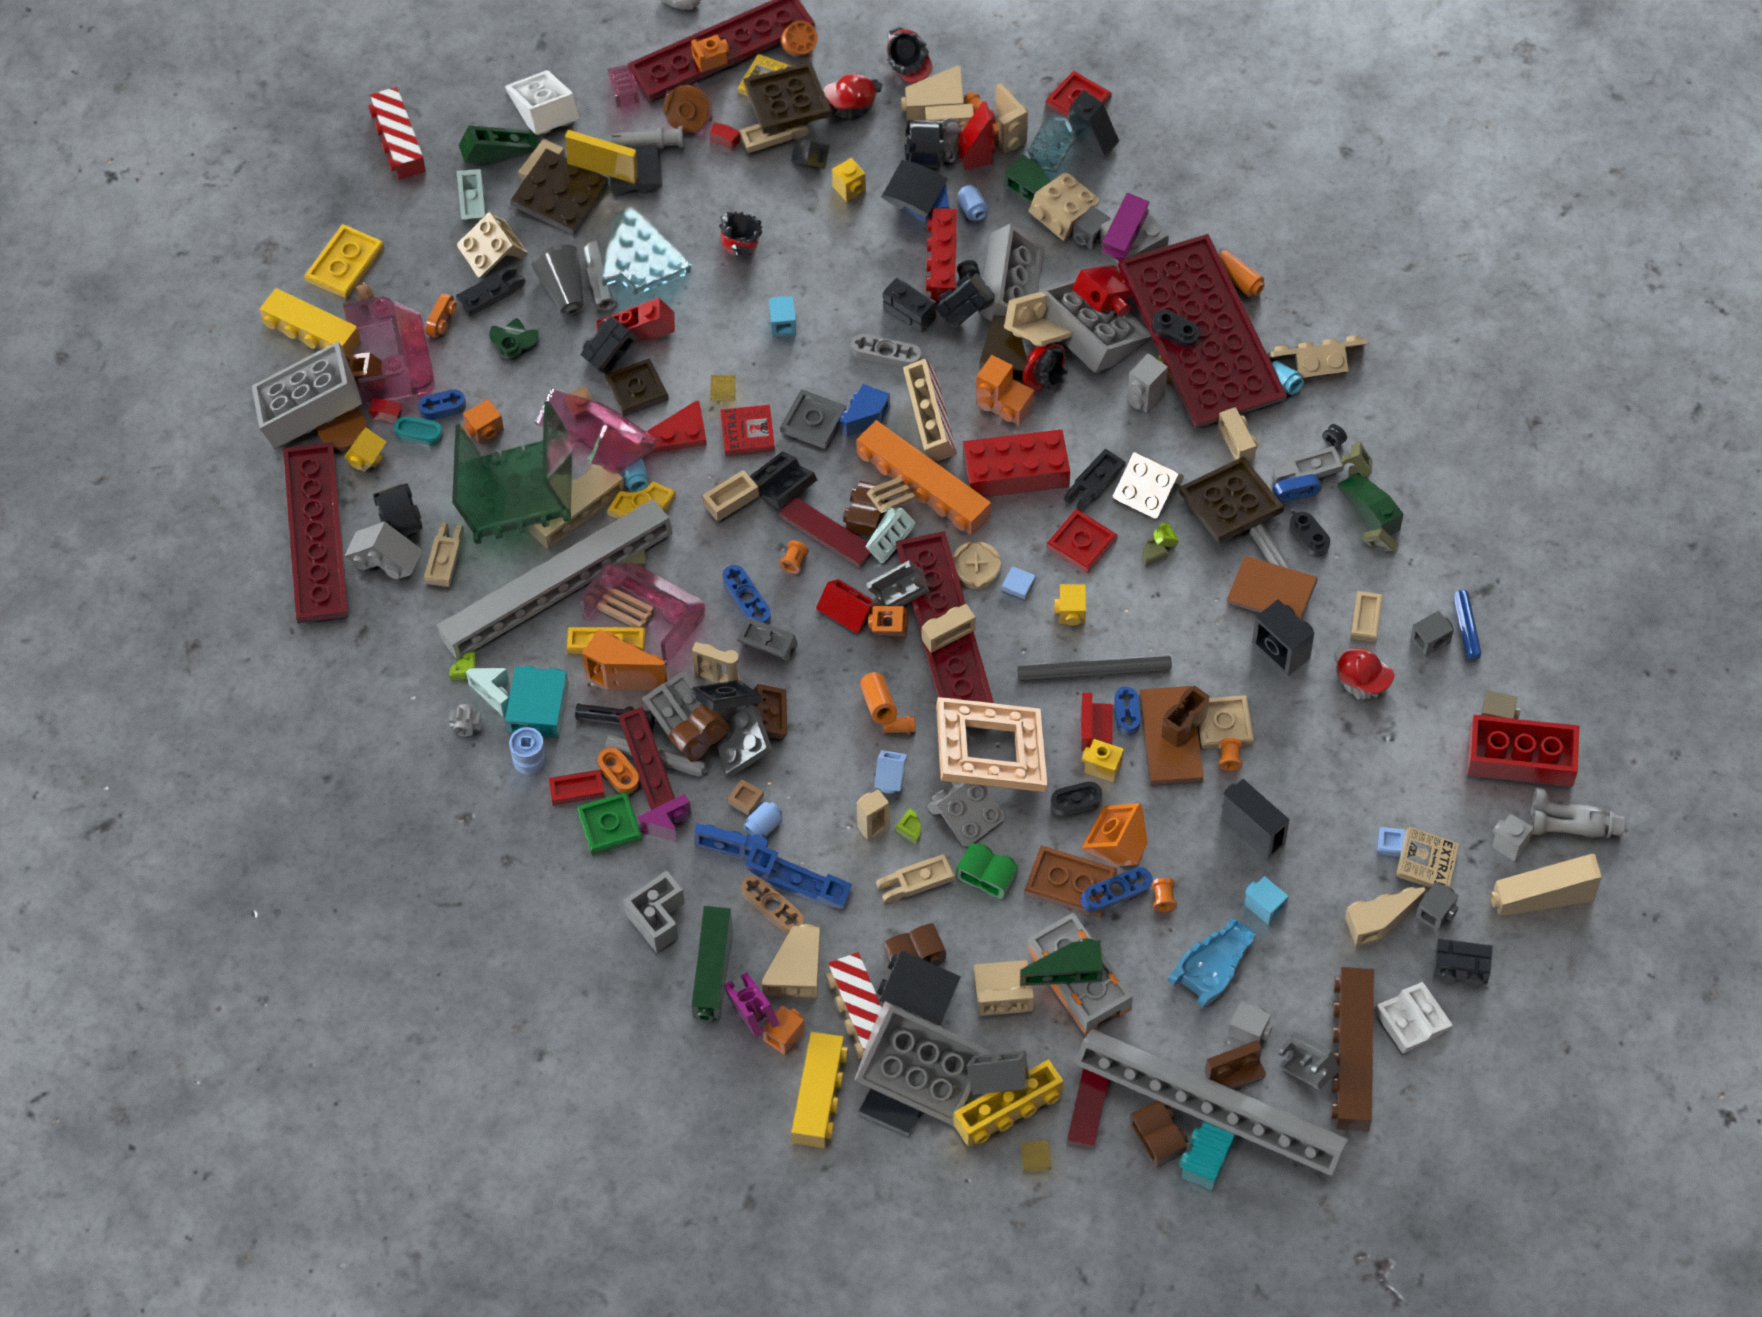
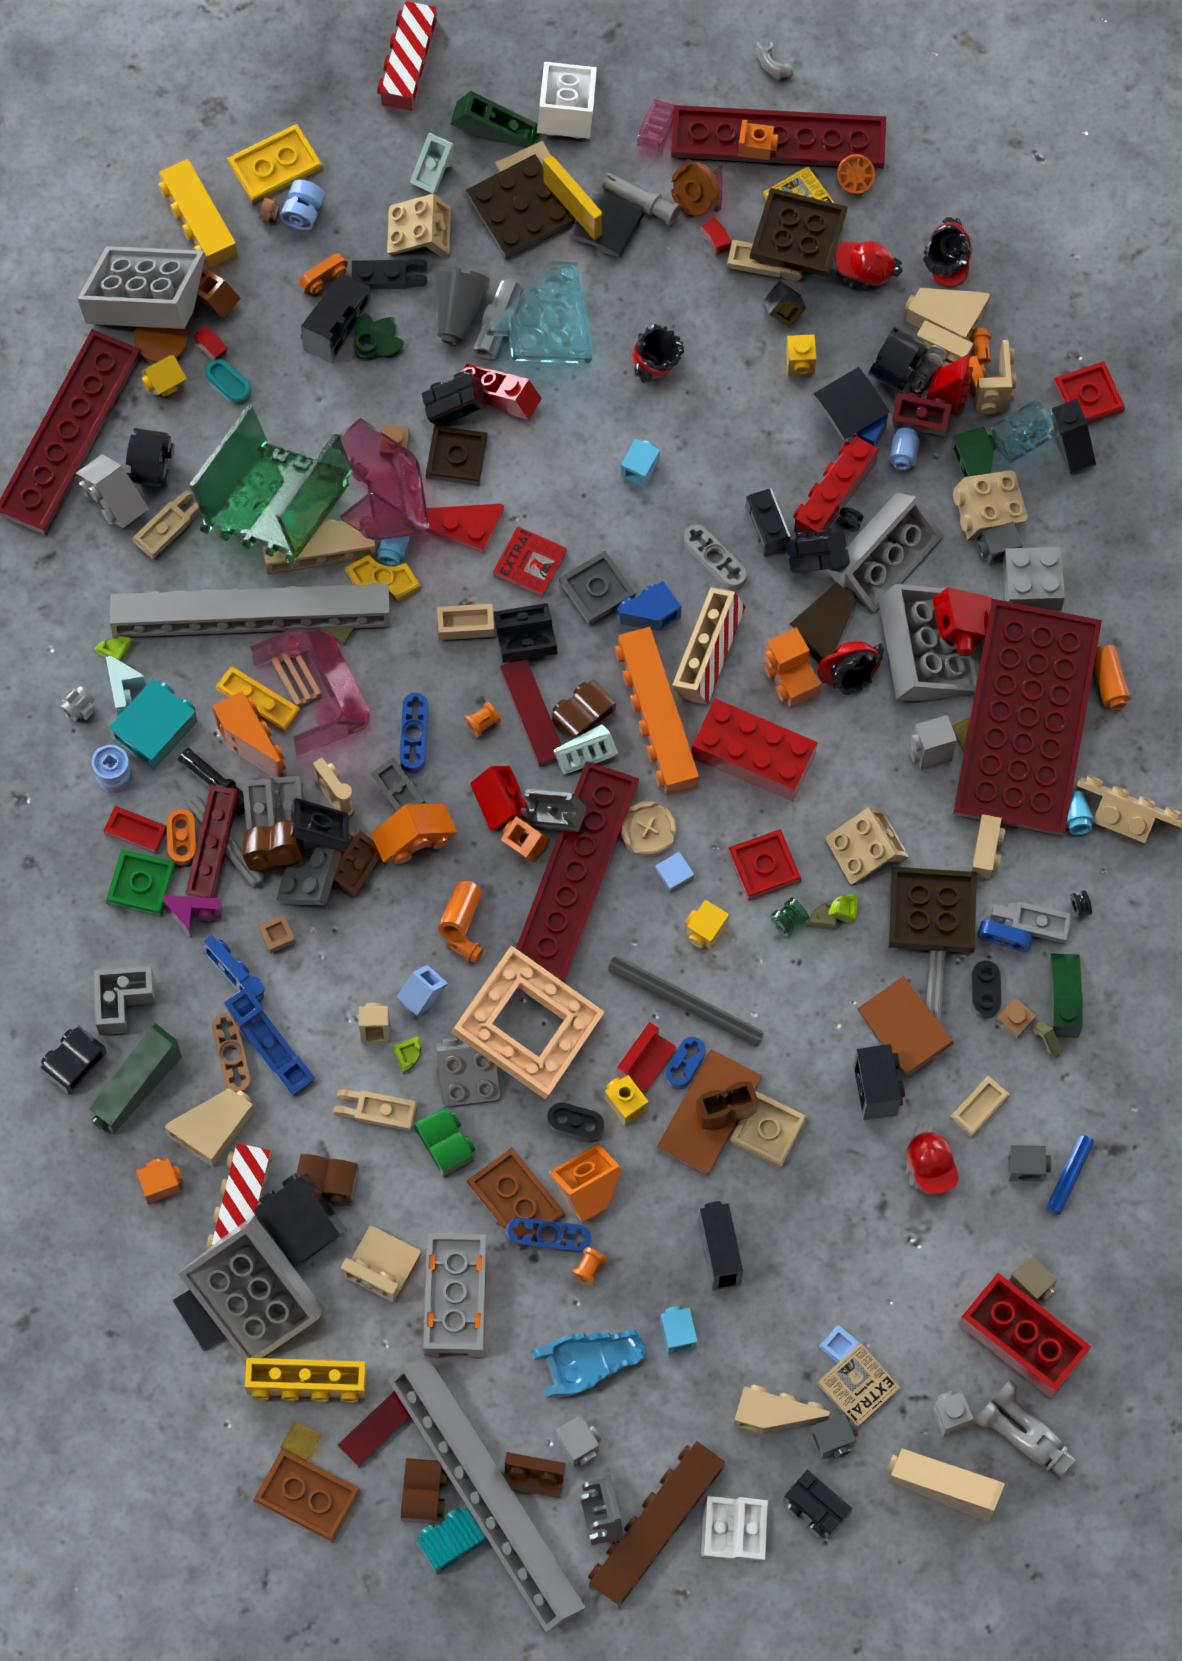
camera: 30 degrees right, 10 degrees up
(389, 275) = (303, 203): none -> light blue wheel
(402, 374) = (265, 311): clear pink windscreen -> none
(442, 404) = (266, 368): blue beam -> none
(472, 340) = (334, 317): none -> black wedge
(483, 421) = (289, 409): orange brick -> none
(649, 980) = (72, 1059): none -> black brick
(723, 387) = (536, 503): clear yellow tile -> none
(751, 1005) = (140, 1141): magenta piece -> none
(763, 820) = (276, 967): light blue brick -> none
(797, 662) = (413, 829): none -> orange brick
(818, 1090) = (150, 1257): yellow brick -> none
(900, 489) = (627, 712): tan tile -> none
(948, 628) = (572, 881): tan piece -> none
(970, 170) = (922, 414): none -> dark red brick
(998, 1072) = (308, 1346): dark grey hinge -> none
(1026, 320) = (863, 617): tan bracket -> none
(1070, 964) = (443, 1284): dark green slope -> none
(1070, 1193) = (307, 1495): none -> dark orange tile
(1095, 478) = (820, 809): black hinge -> none
(1125, 227) = (1021, 567): magenta piece -> none
(1129, 562) = (789, 917): none -> clear green wheel
(1175, 328) = (998, 701): black plate -> none
(1230, 757) = (748, 1166): orange bush -> none
(1346, 541) = (1015, 1018): none -> medium nougat plate
(1360, 459) = (1086, 943): olive tile -> none

